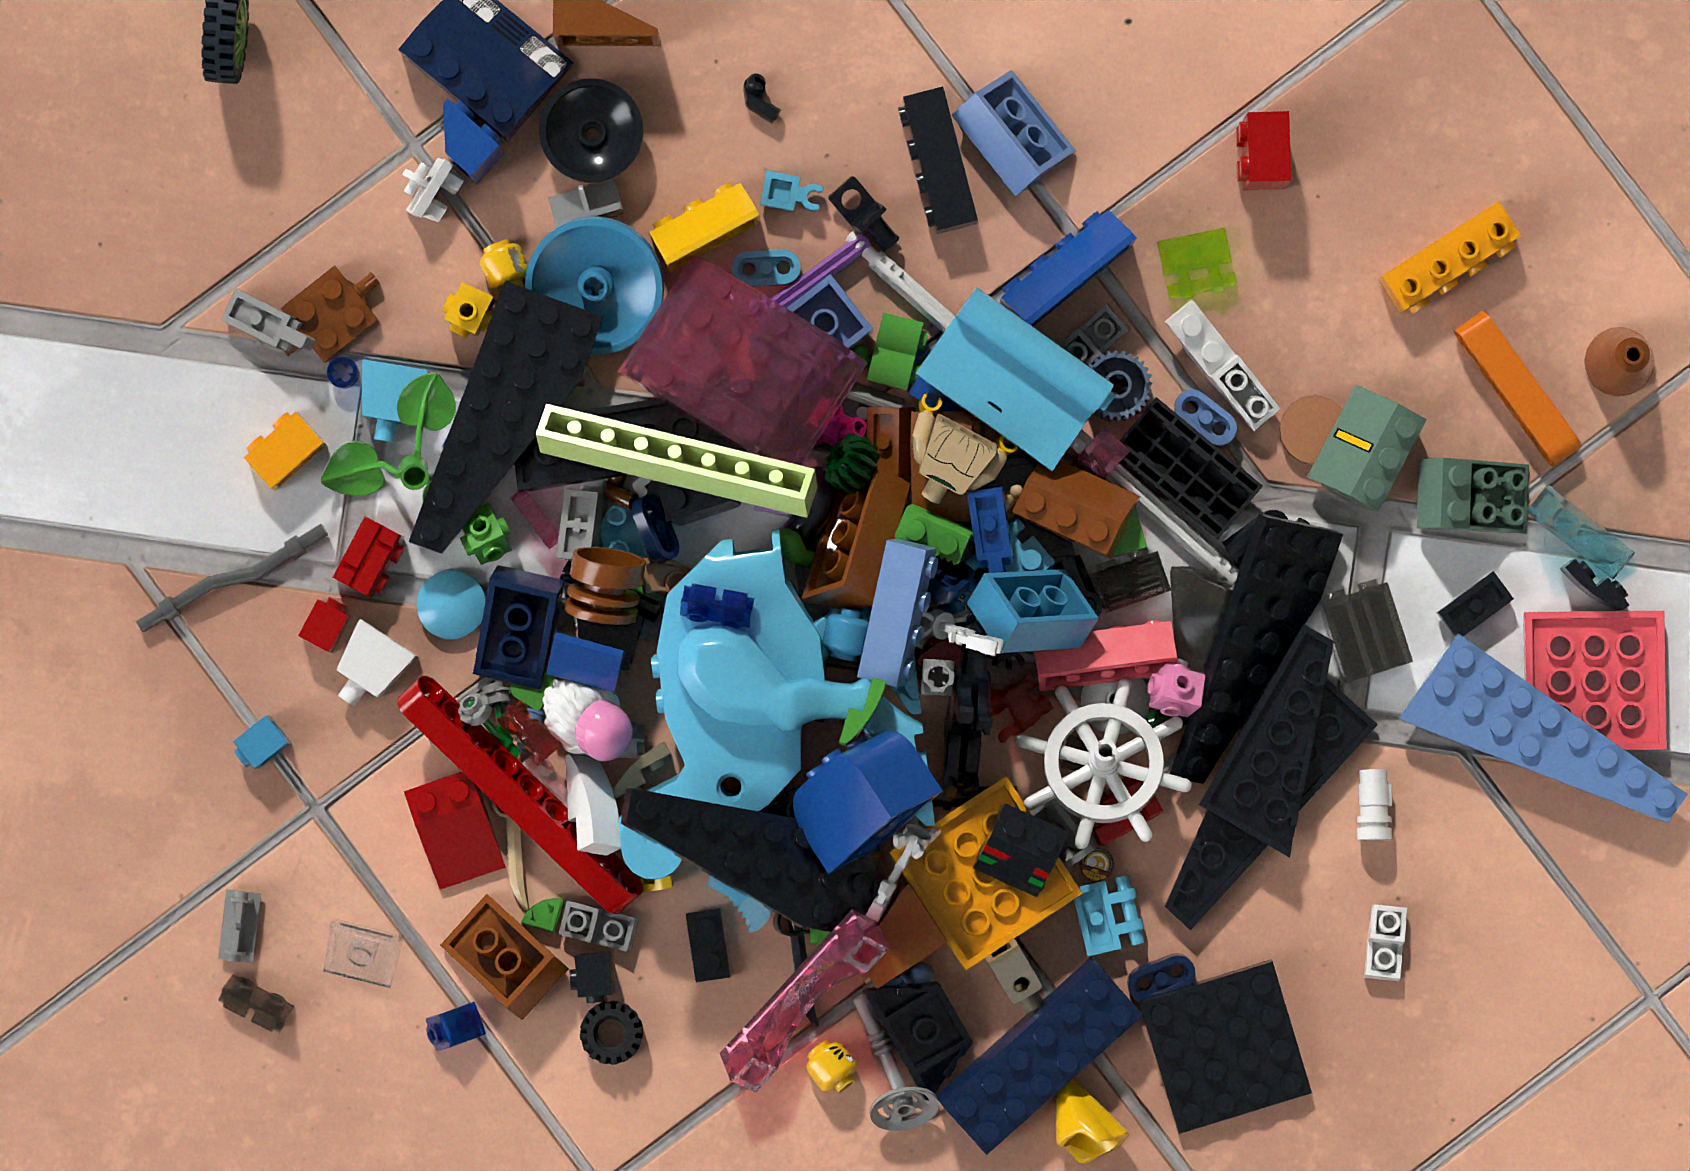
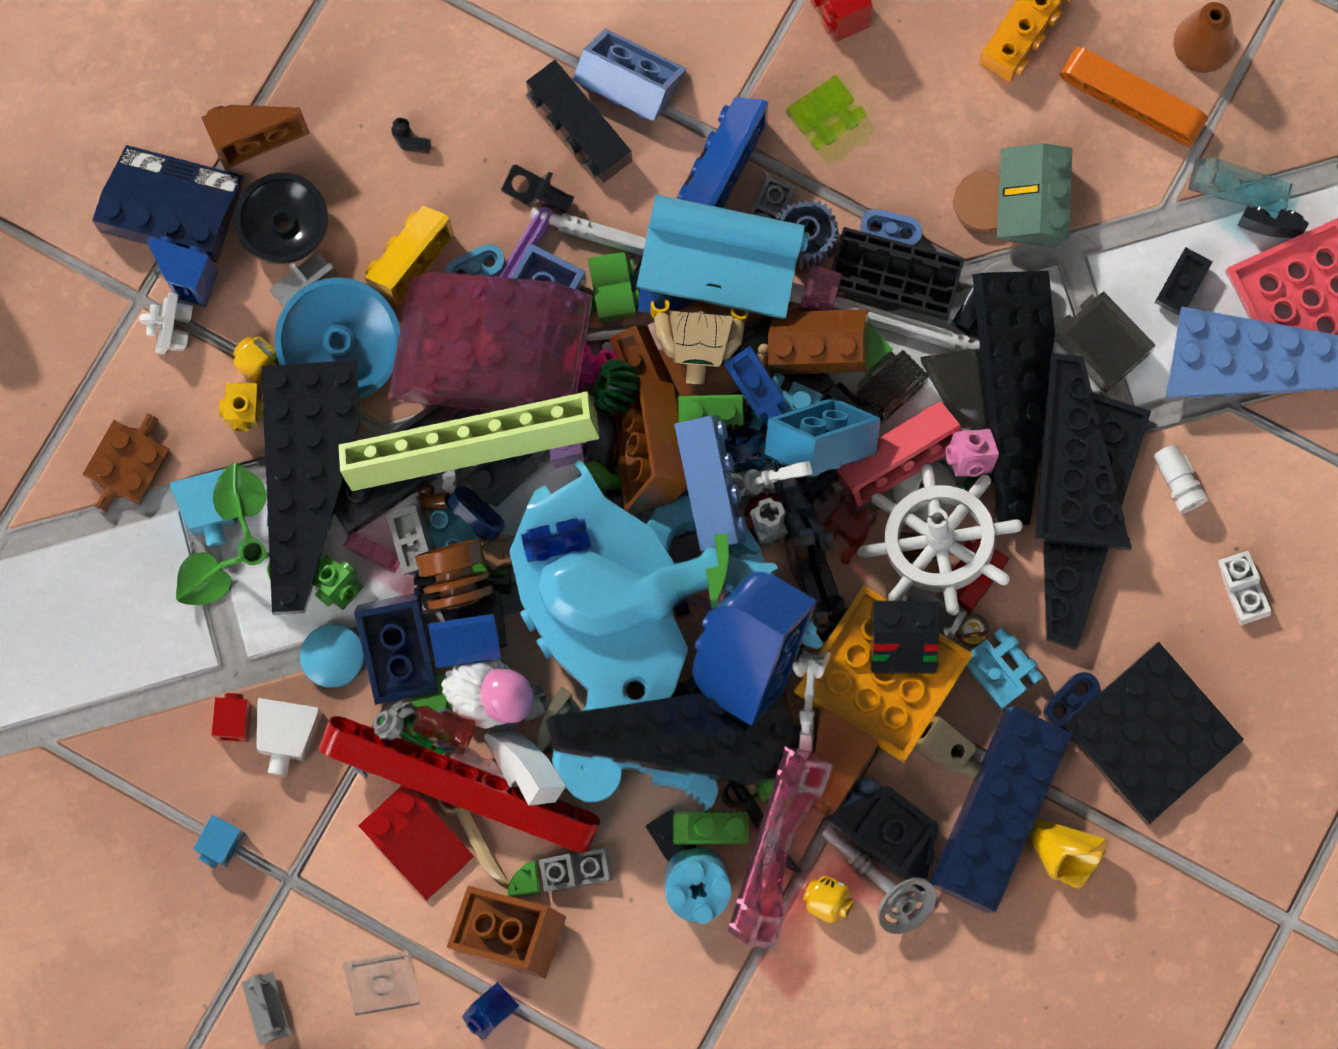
camera: 20 degrees left, 10 degrees down
(171, 607) = (93, 763): dark grey bar -> none
(265, 322) = (75, 490): light grey hinge -> none
(284, 449) = (135, 588): light orange brick -> none
(346, 362) = (158, 515): clear blue bush -> none
(369, 558) = (245, 646): red brick -> none
(593, 976) = (589, 914): black brick -> none
(602, 1052) = (641, 970): black tyre -> none
(657, 884) = (609, 808): yellow tile -> none
(709, 997) = (697, 902): none -> medium azure brick
(750, 950) = (711, 827): none -> bright green brick
(783, 192) = (462, 201): medium azure plate -> none
(845, 634) = (675, 522): dark azure head -> none
(1221, 365) = (885, 183): white slope -> none
(1472, 495) = (1137, 196): sand green slope -> none

